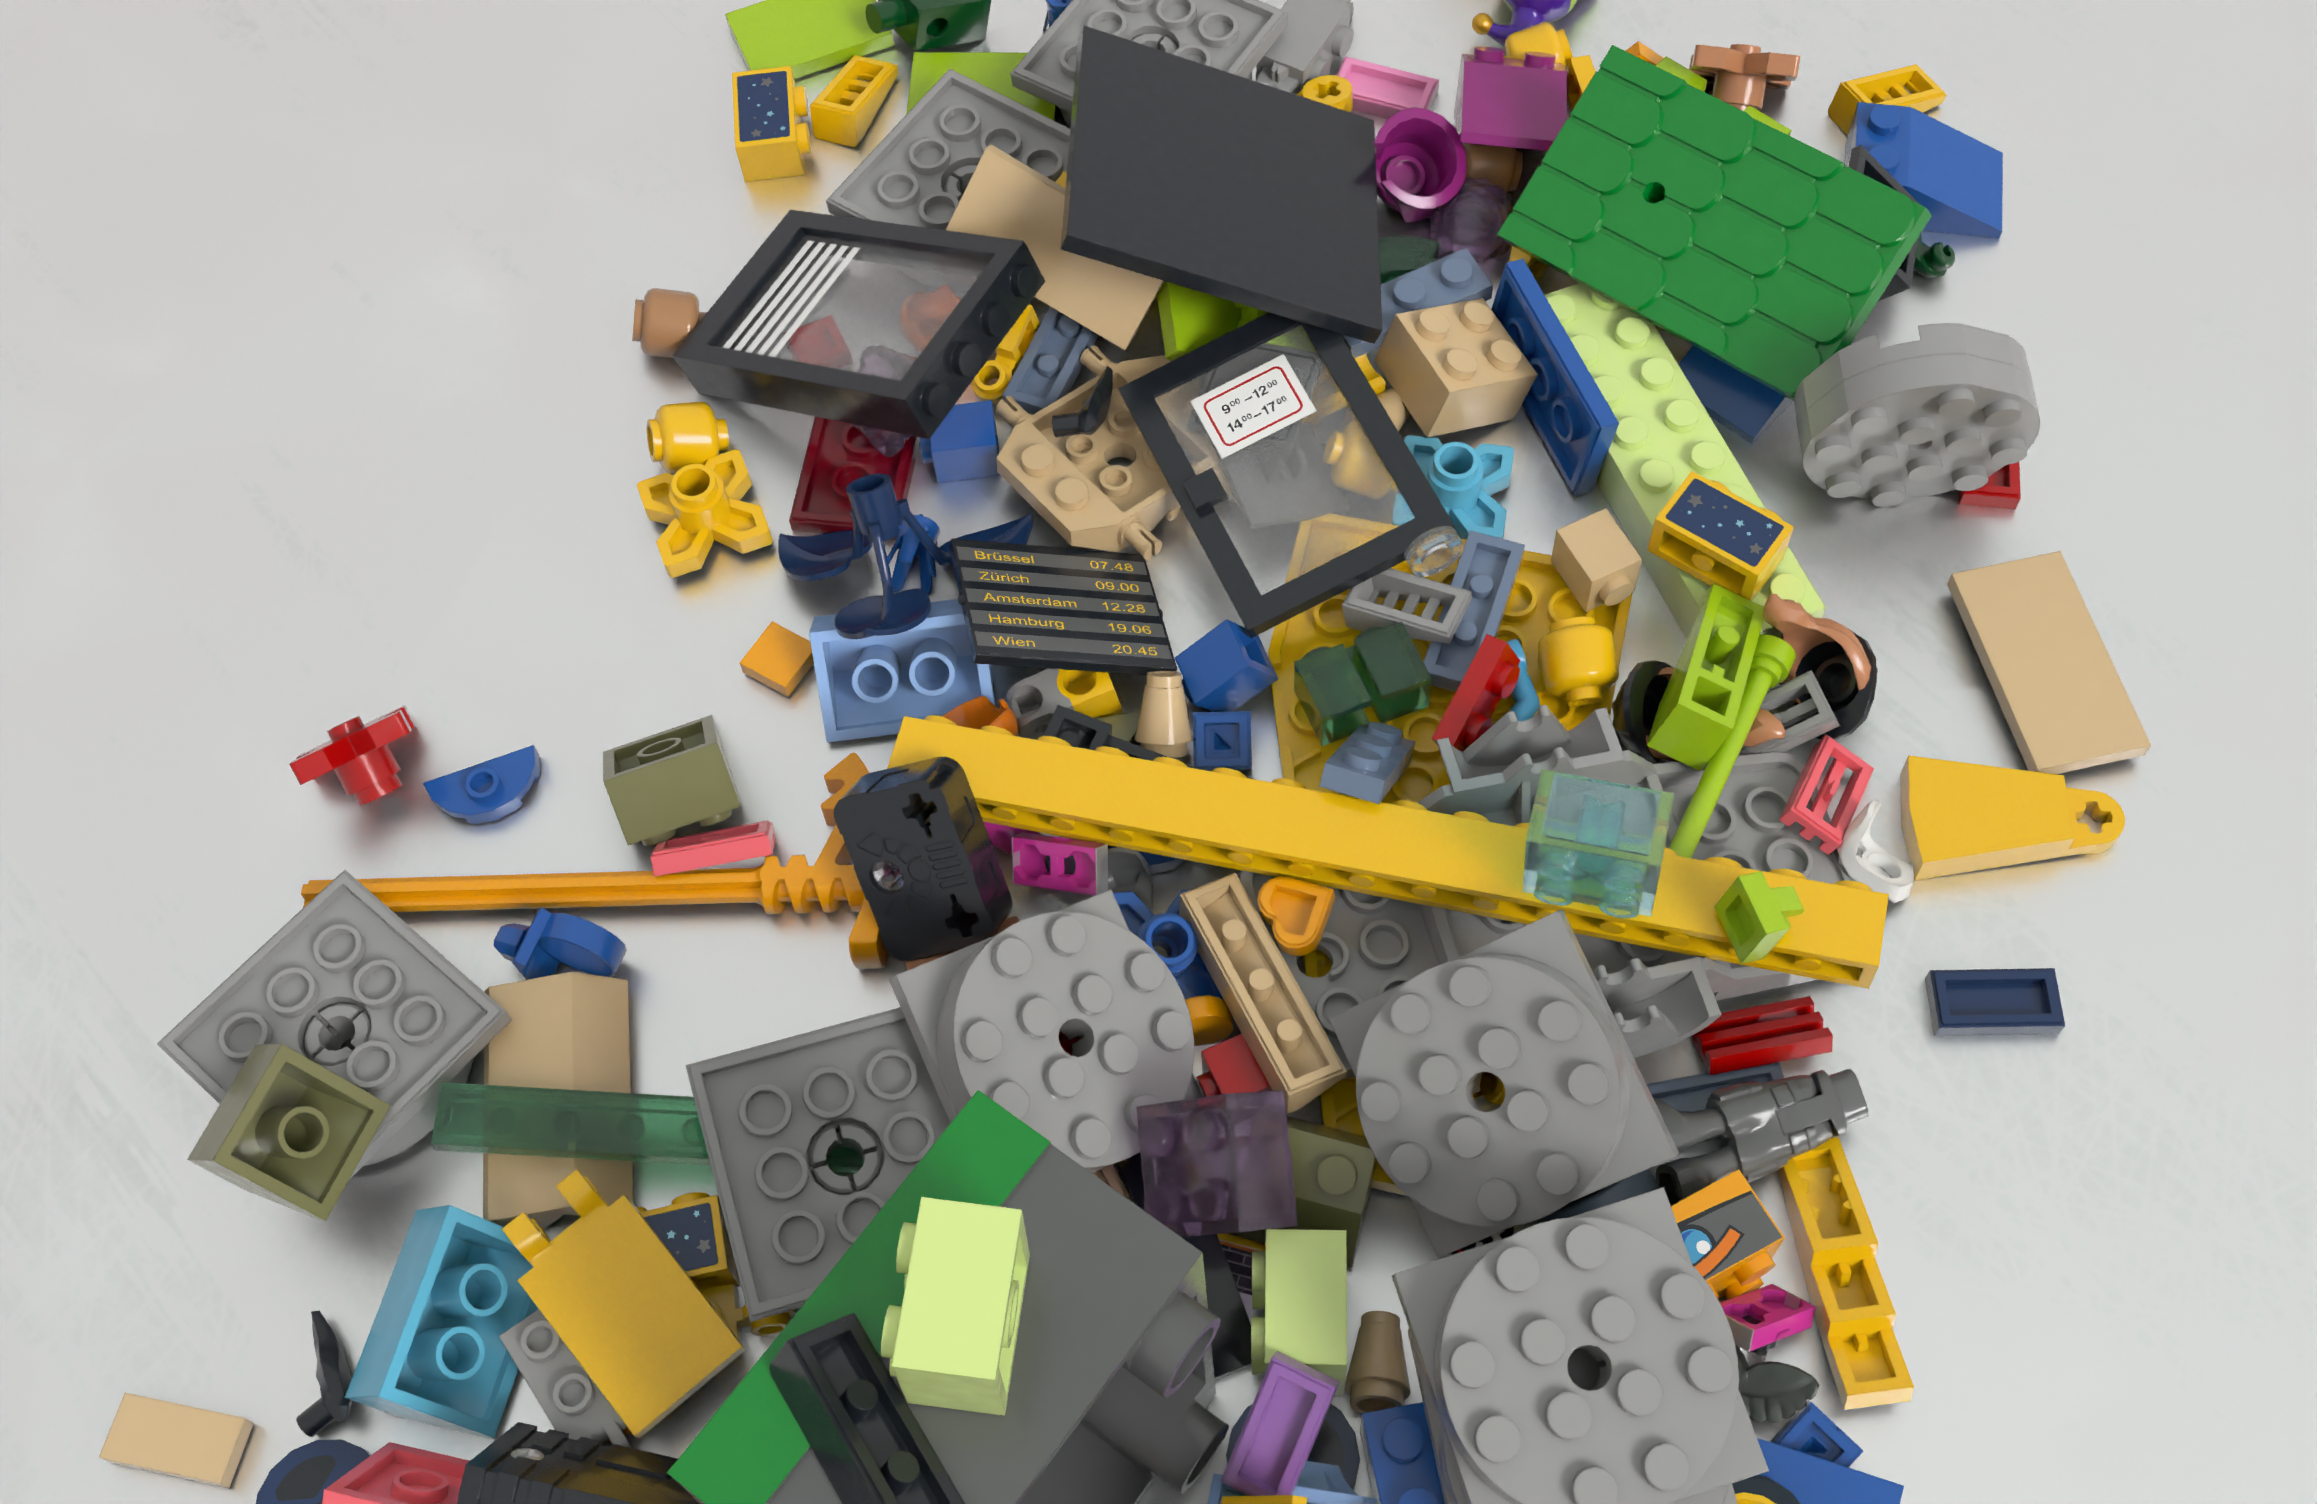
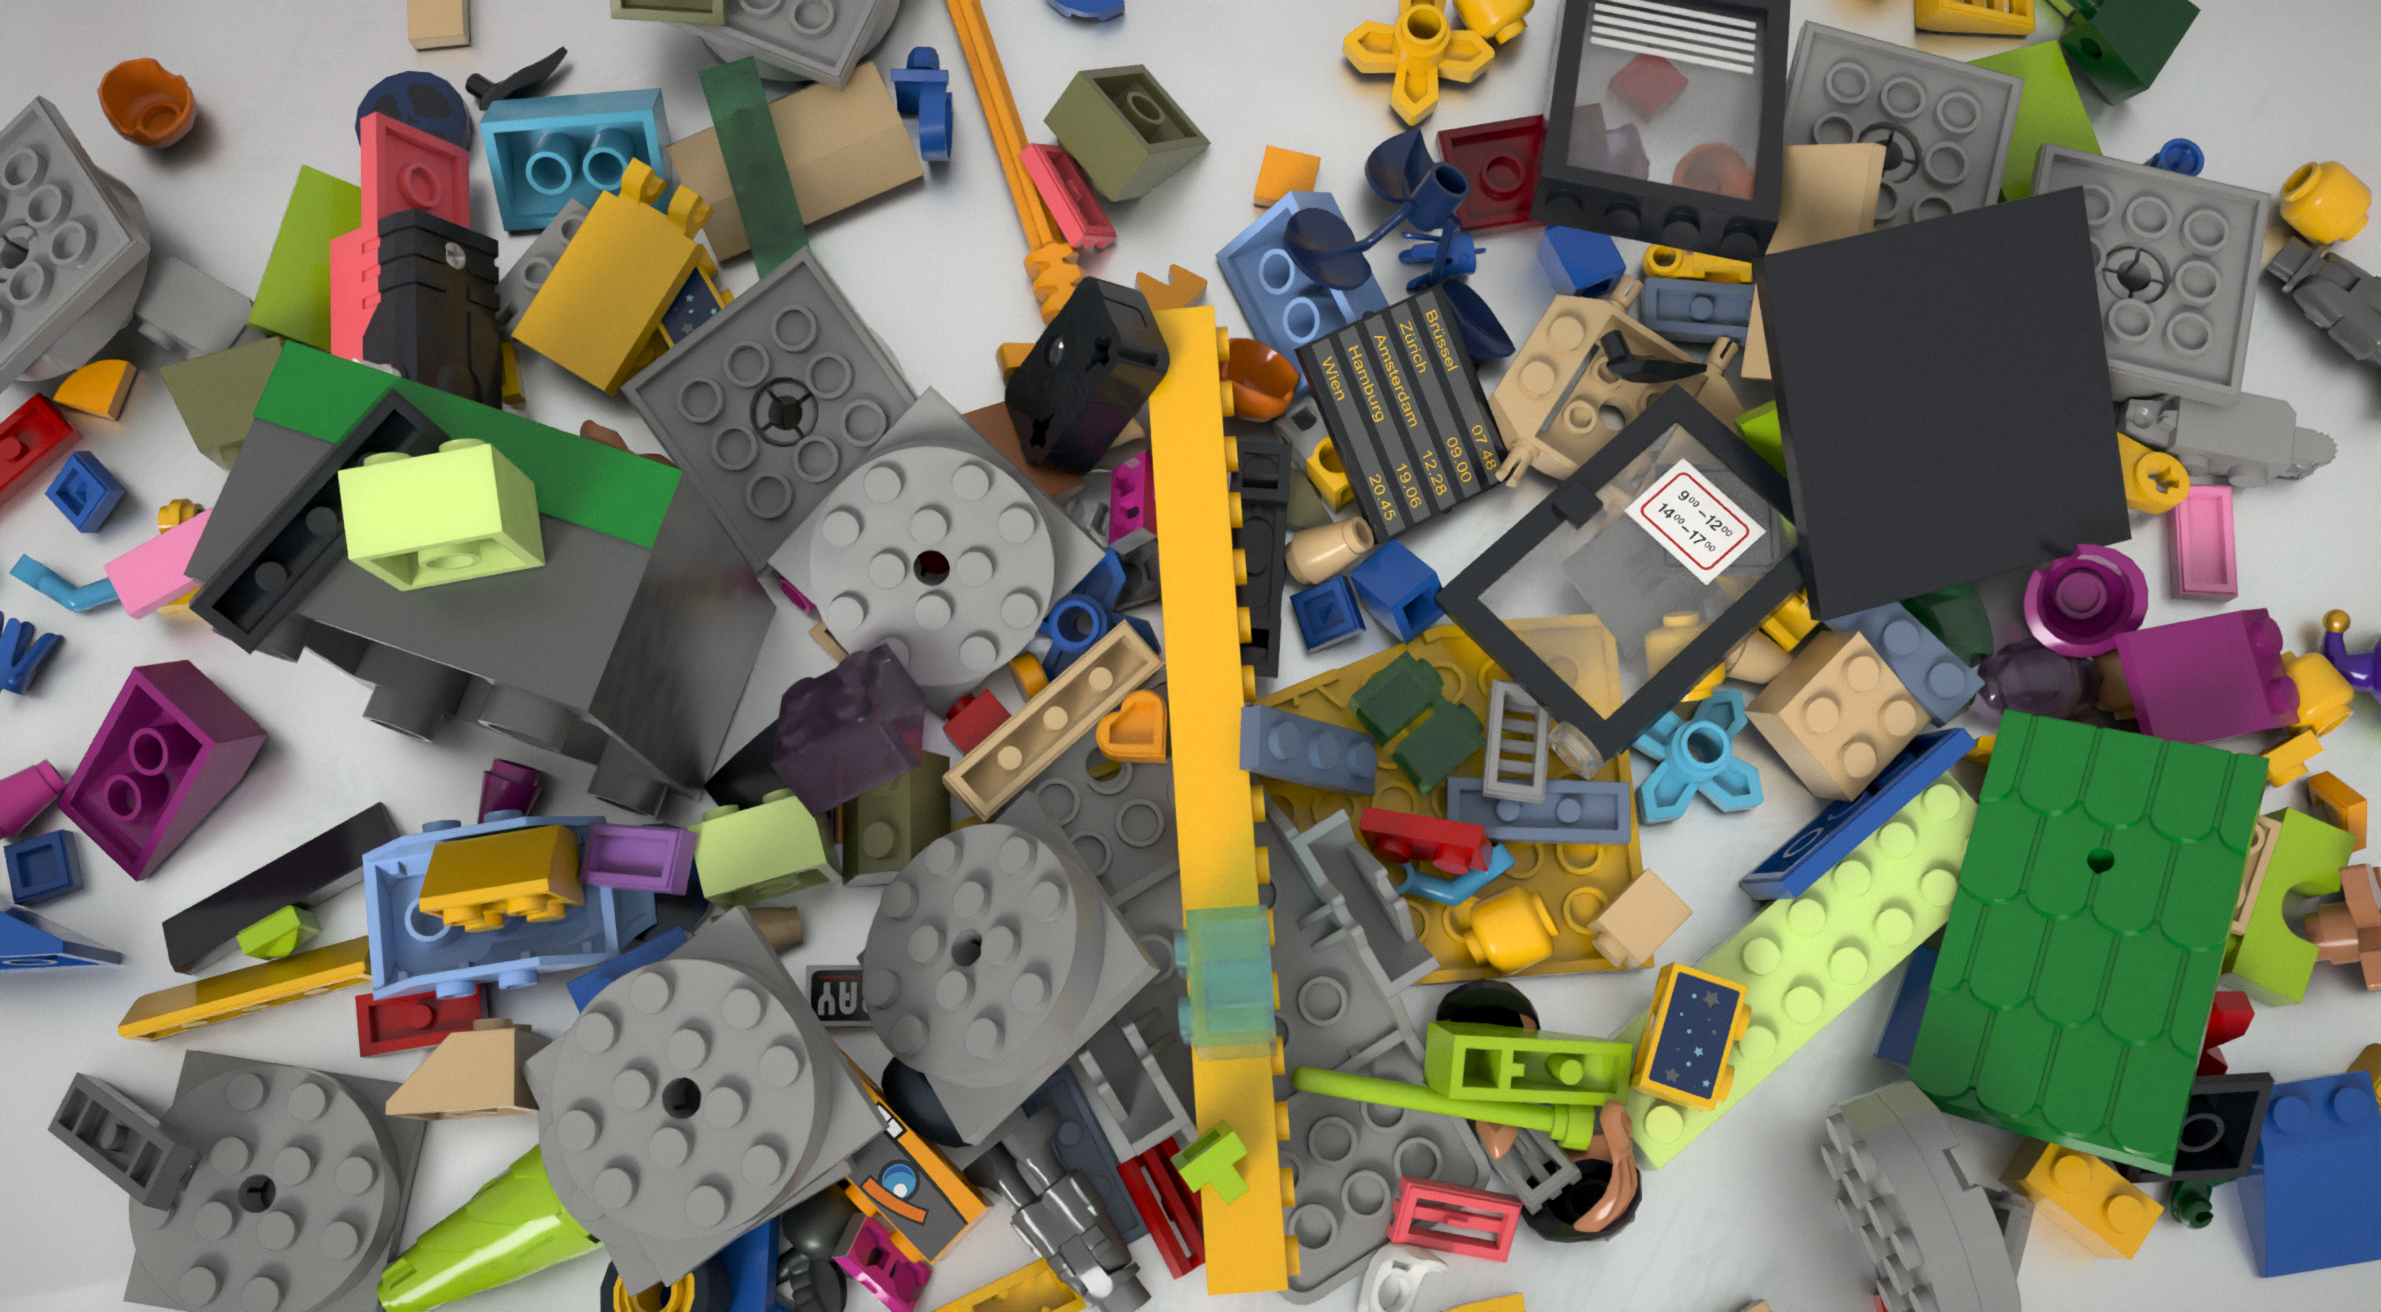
camera: 65 degrees right, 15 degrees up
(1927, 299) = (2083, 1197): none -> yellow brick

